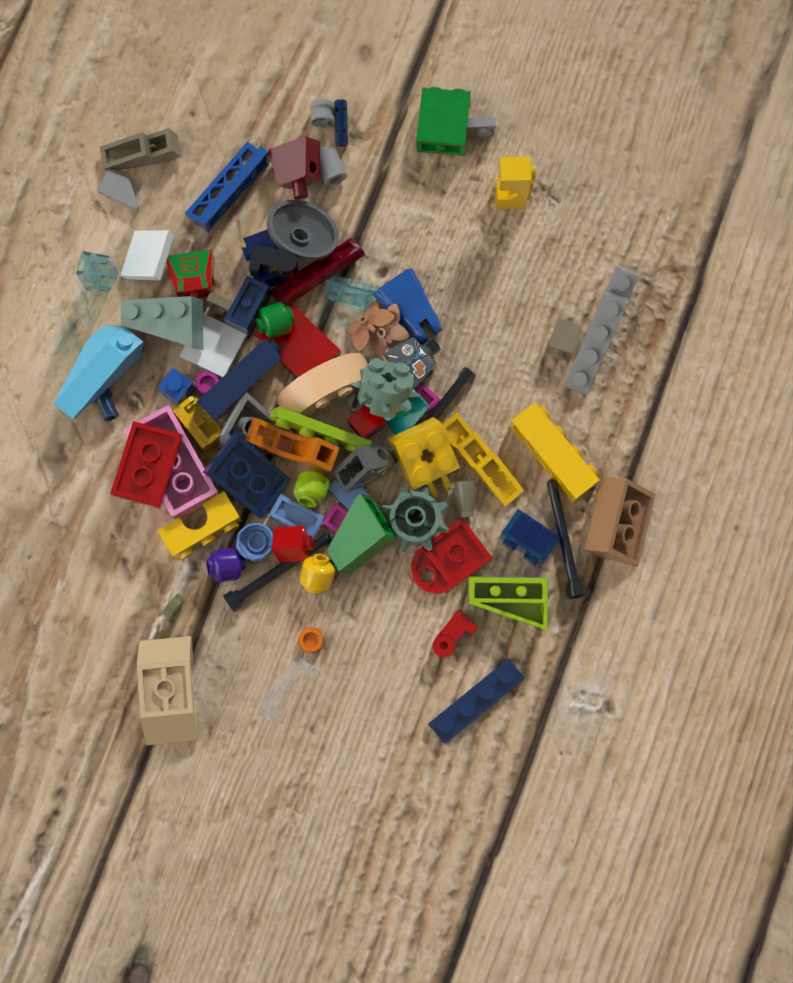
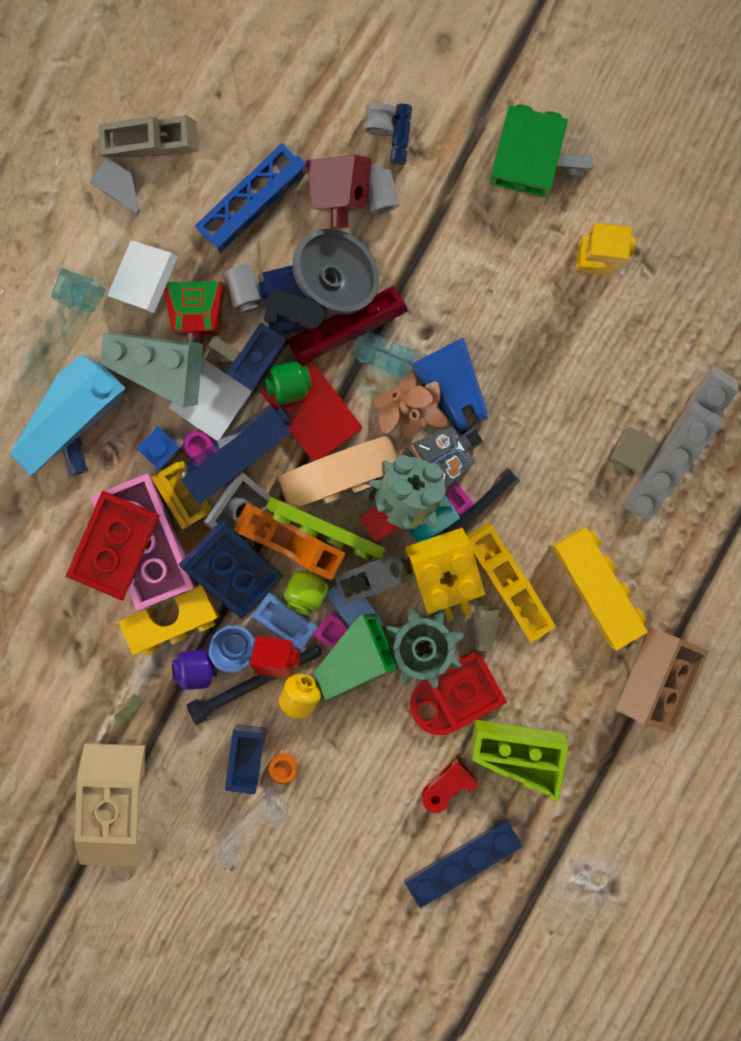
camera: 10 degrees right, 10 degrees up
(229, 254) = (242, 288): none -> light grey brick
(277, 633) = (245, 759): none -> dark blue panel
(529, 538) = (553, 685): clear blue brick -> none
(574, 588) = (596, 748): black piece -> none

